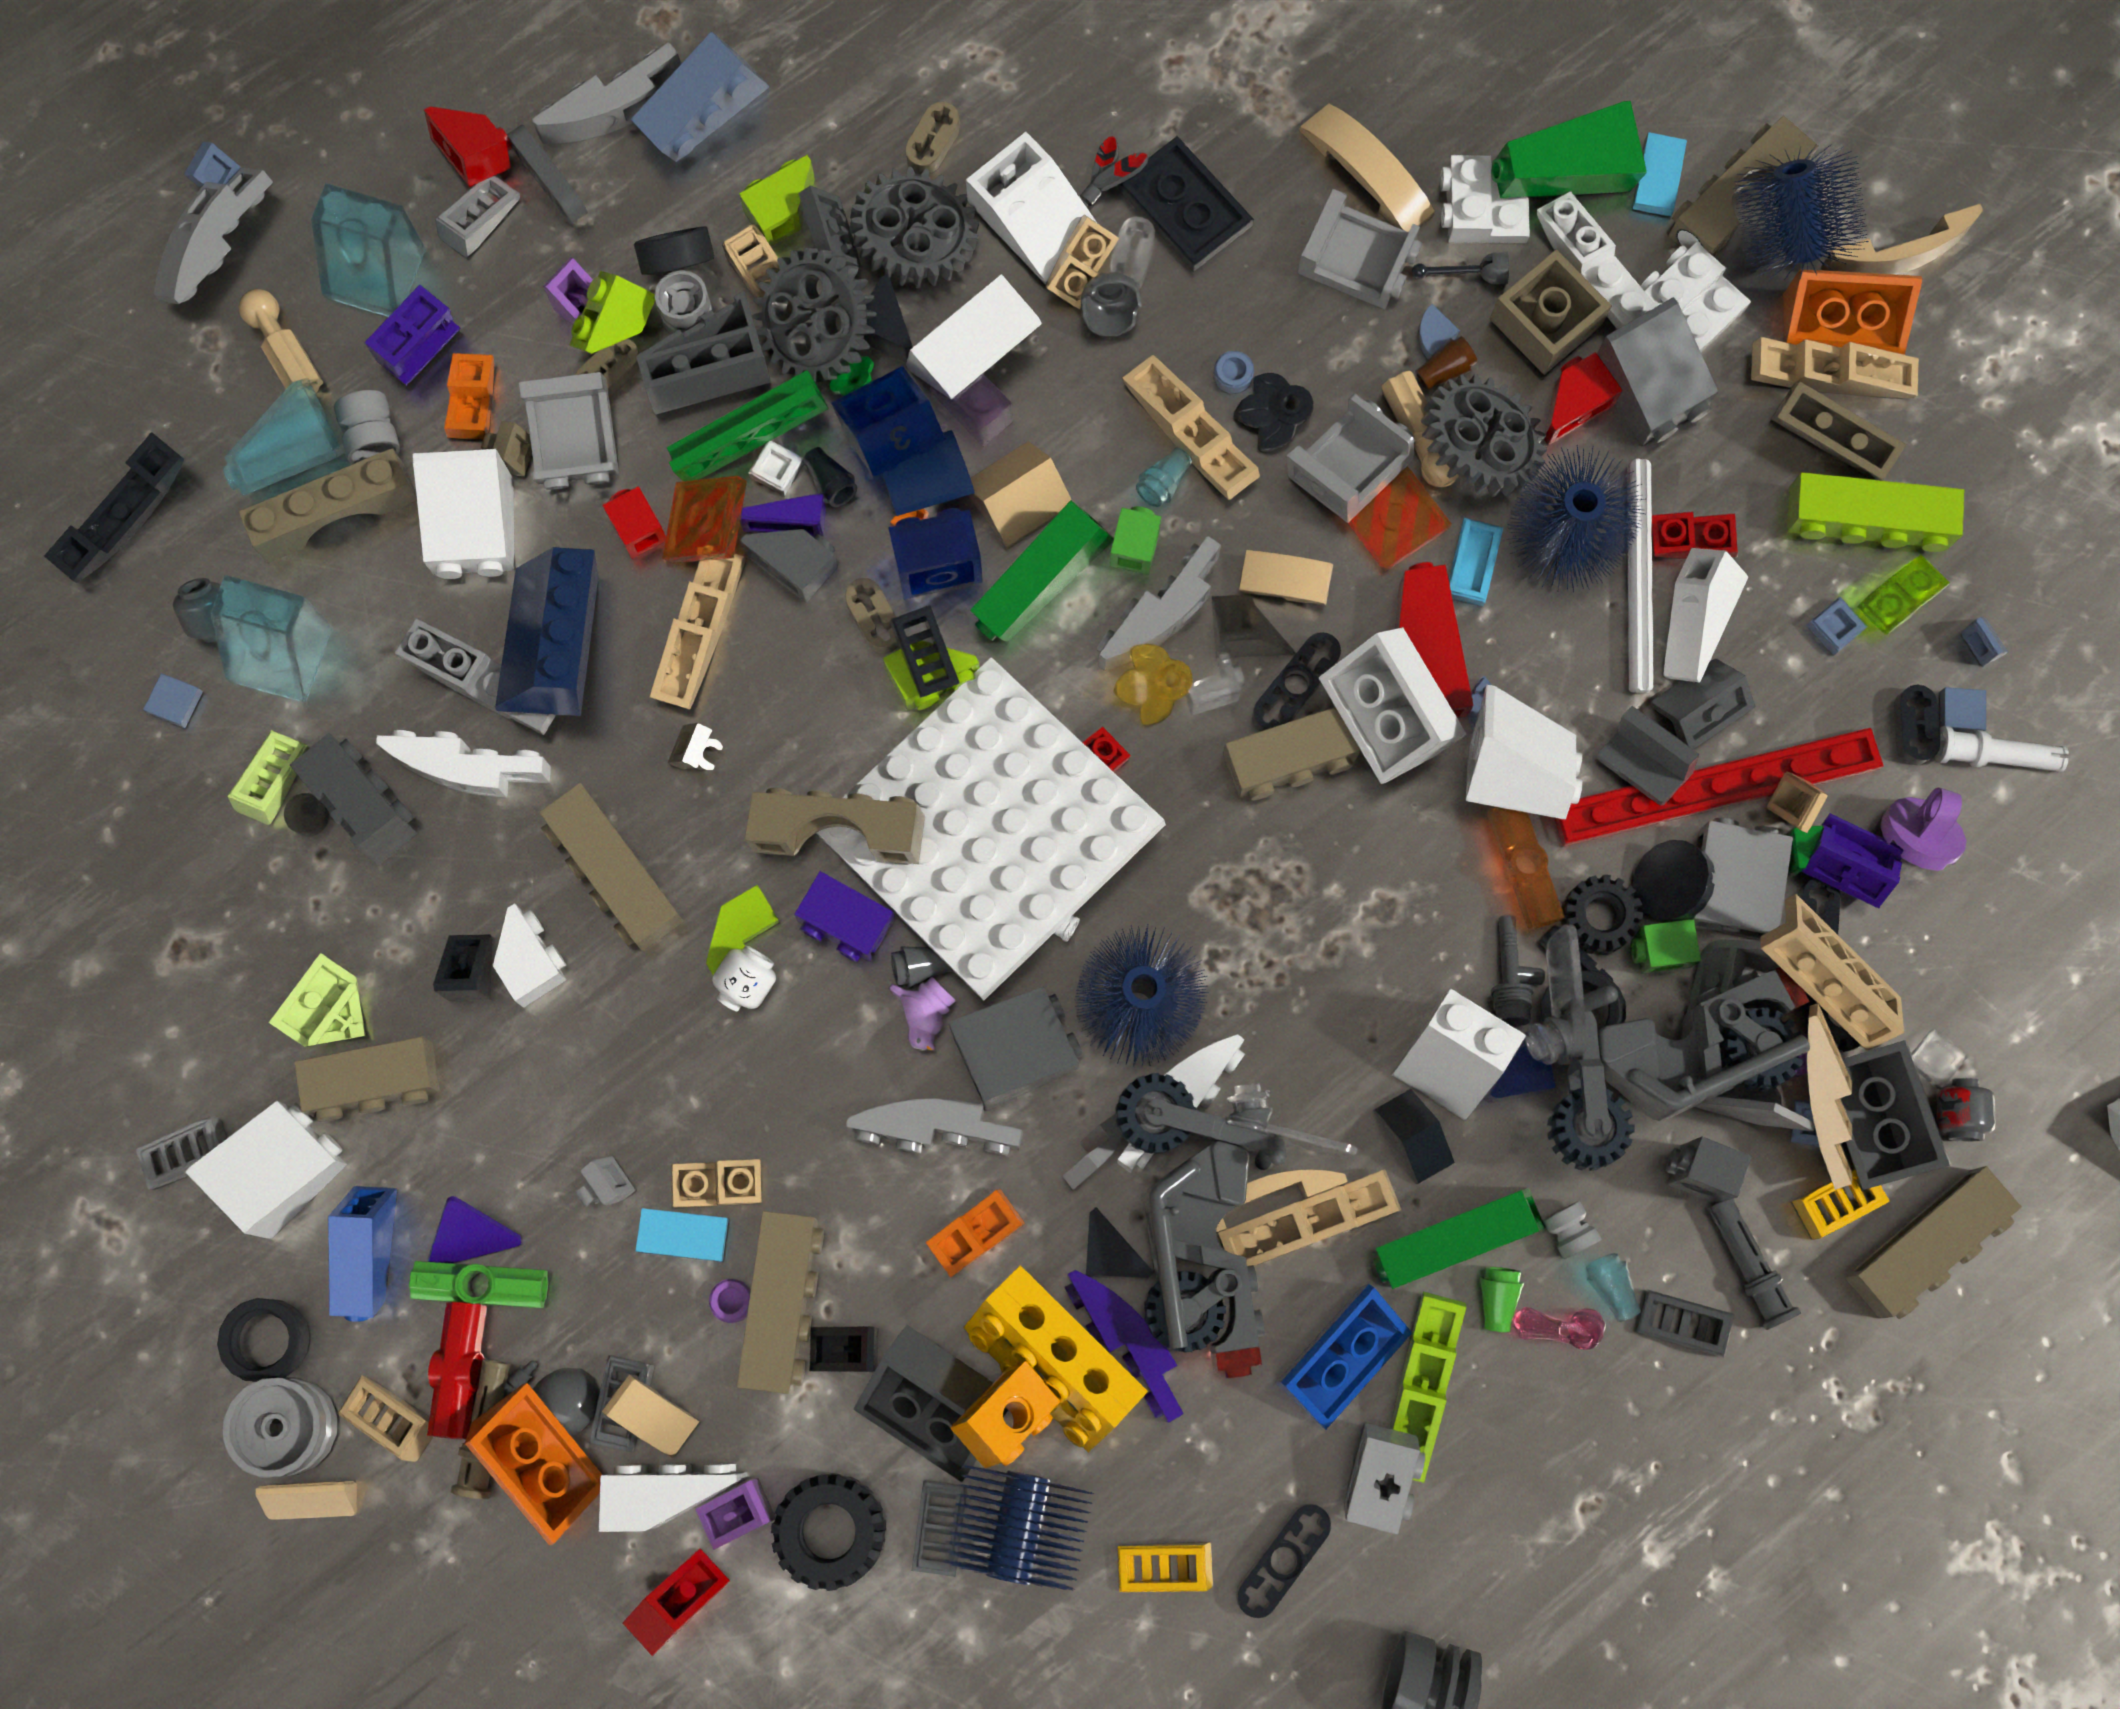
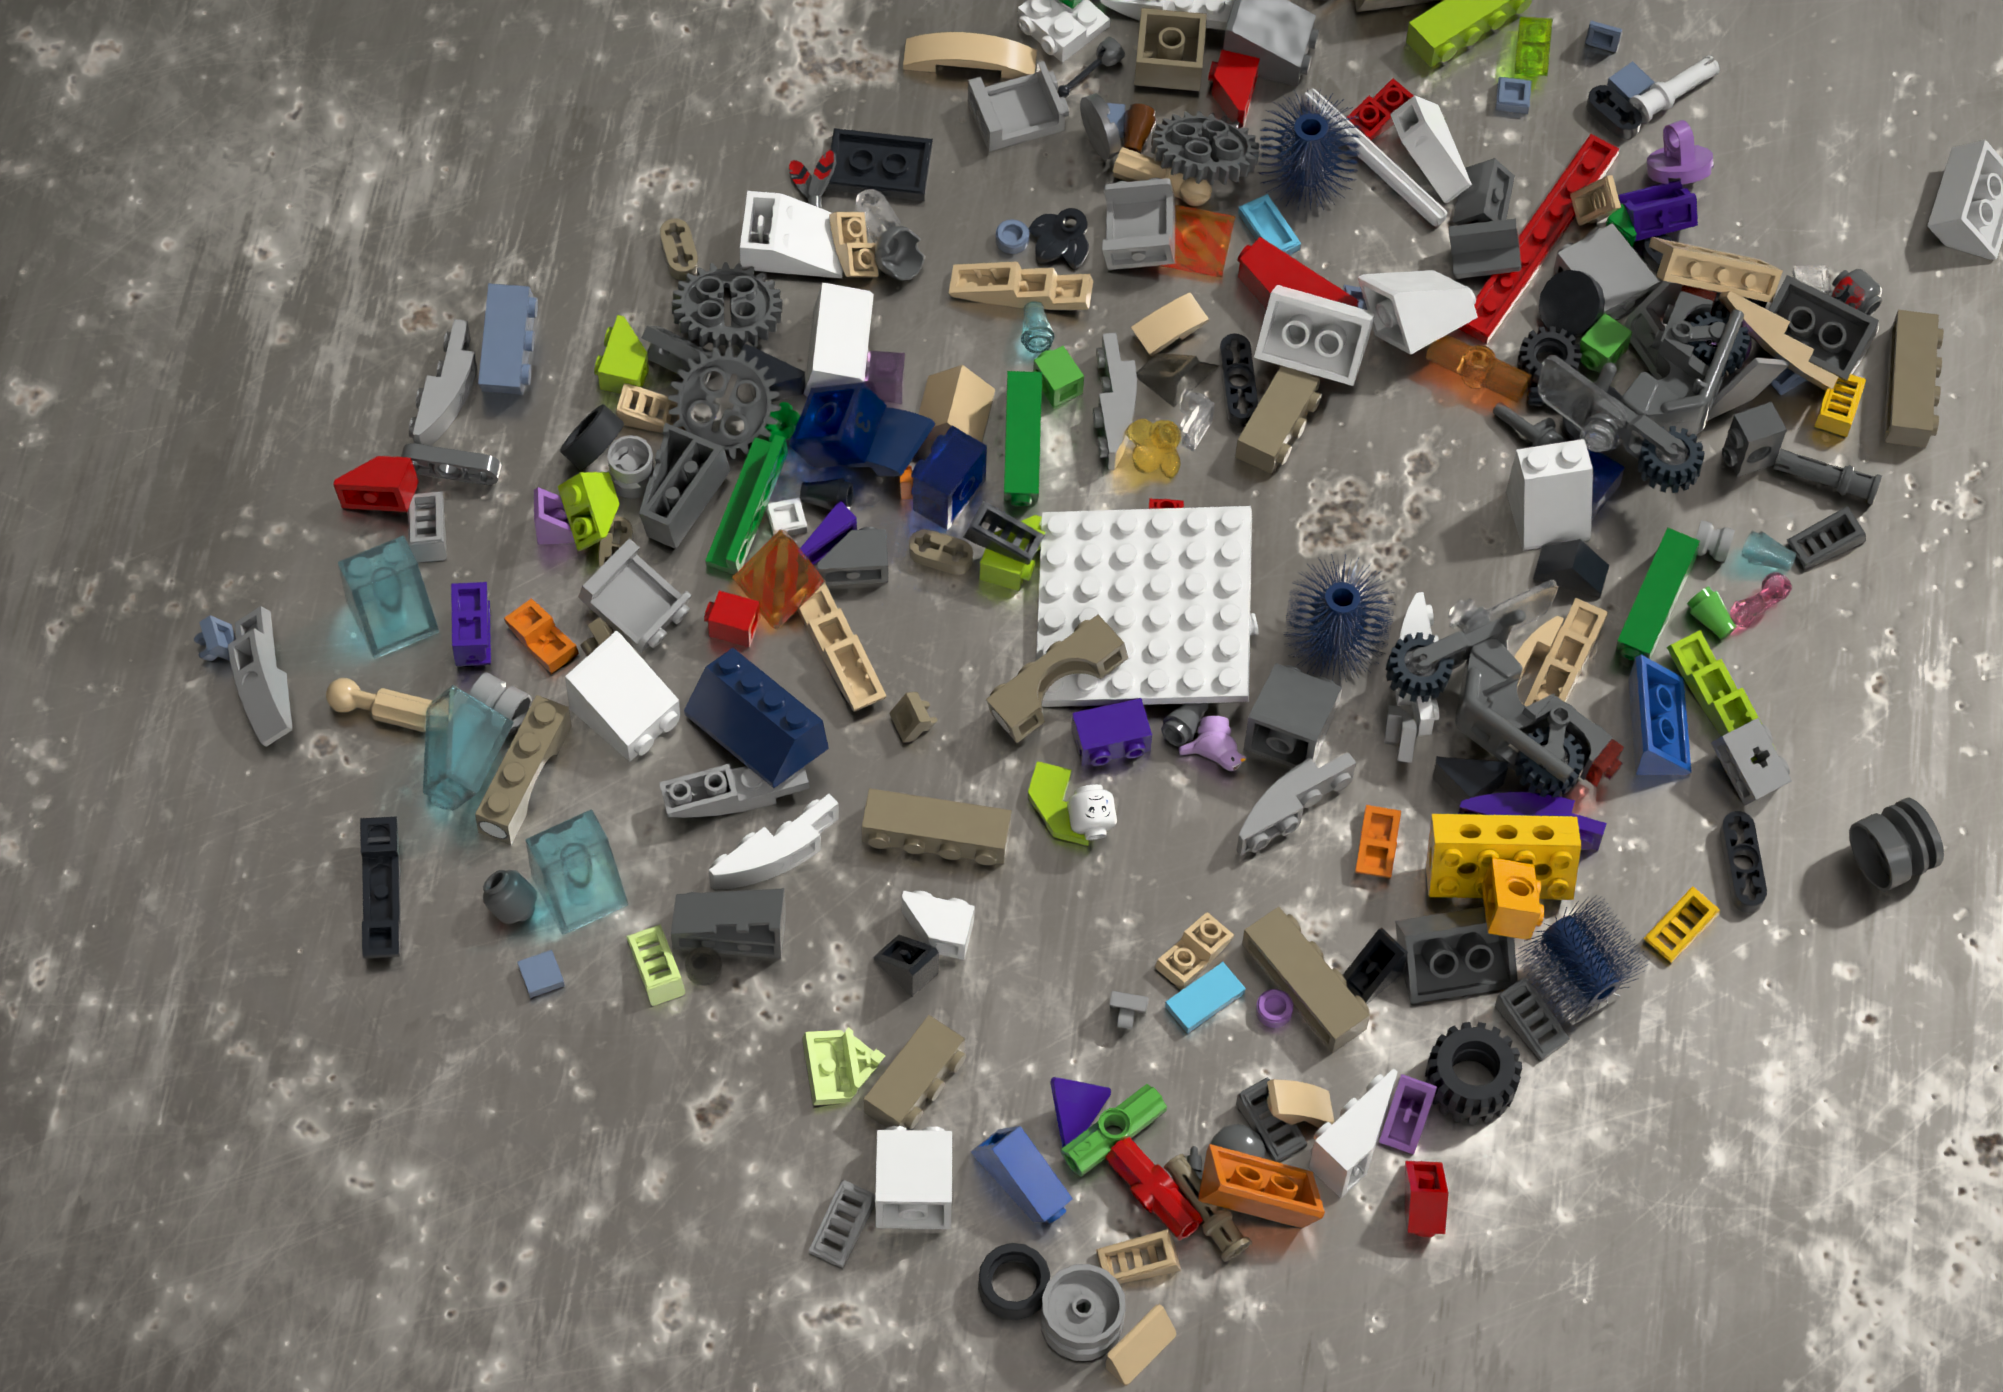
camera: 45 degrees left, 15 degrees down
(1407, 333) = (1101, 133): none -> flat silver tile

